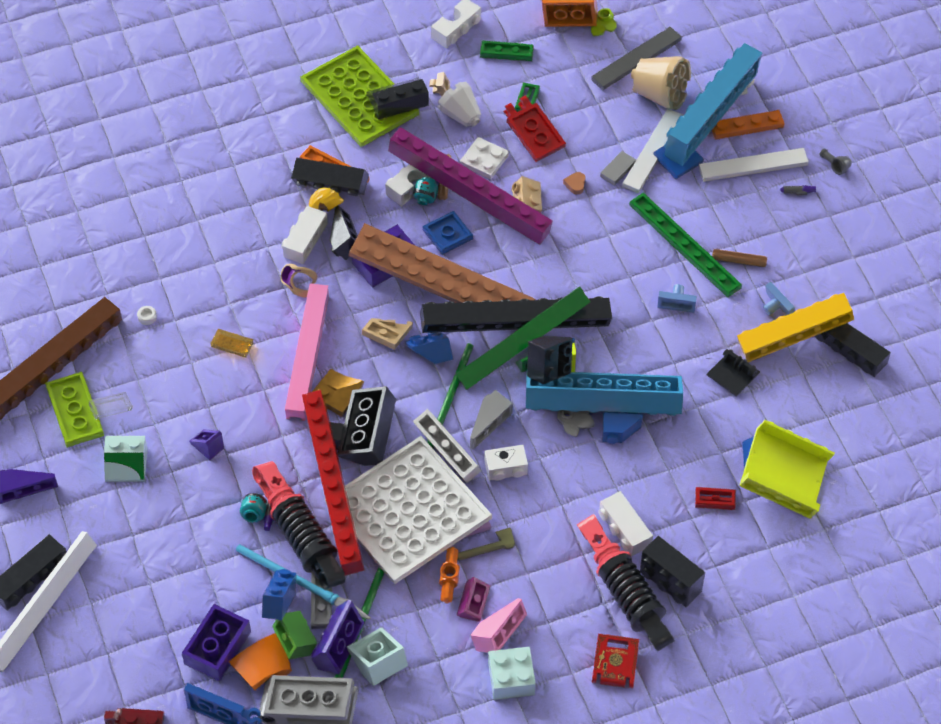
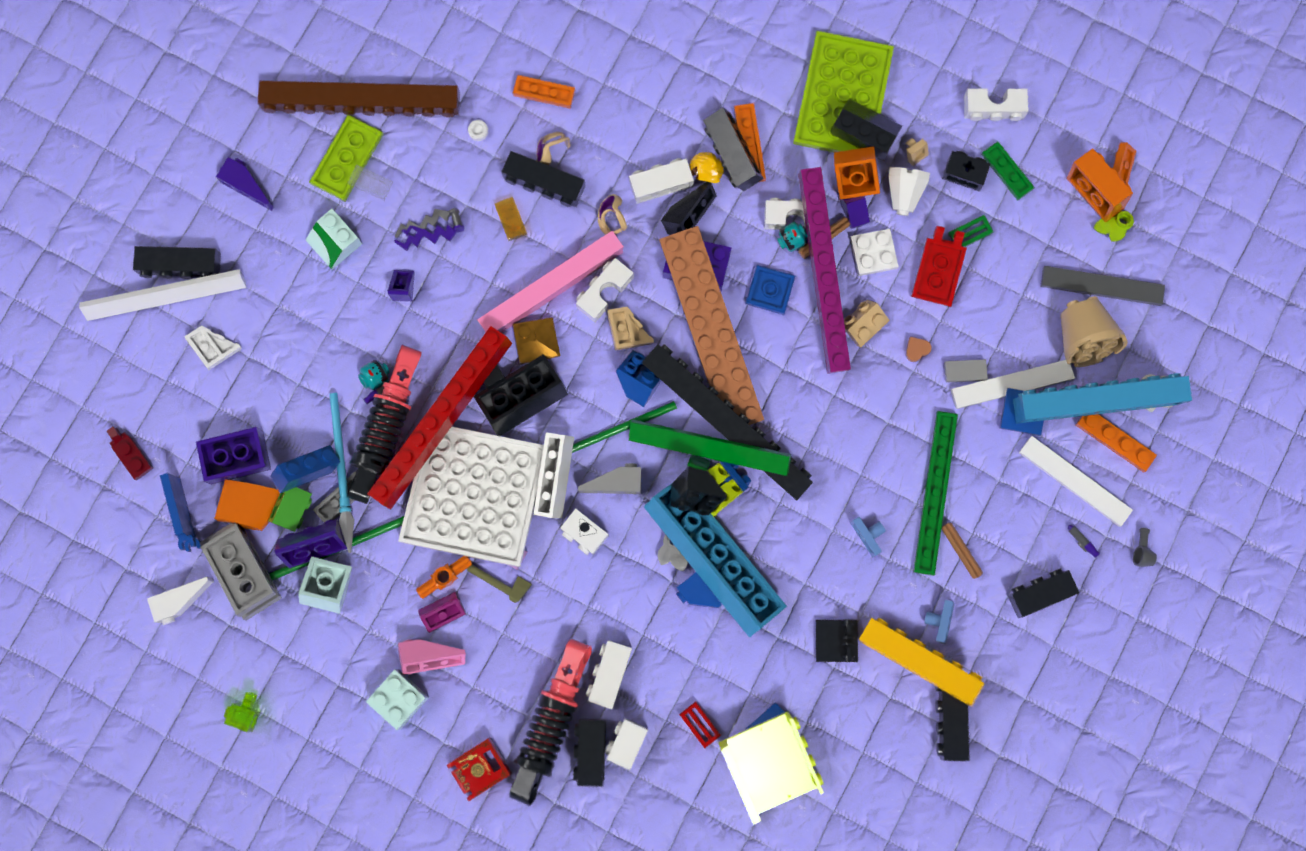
camera: 50 degrees right, 25 degrees up
(115, 600) = (211, 347): none -> white wing
(165, 255) = (544, 91): none -> orange plate
(182, 402) = (421, 230): none -> piece
(208, 285) = (543, 153): none -> tan piece
(226, 300) = (543, 179): none -> black brick
(343, 310) = (613, 275): none -> white arch
(423, 118) = (856, 172): none -> orange brick
(443, 142) = (855, 210): none -> dark purple slope
(483, 69) = (956, 173): none -> black brick
(688, 540) = (627, 743): none -> white brick
(812, 233) = (1042, 593): none -> black brick

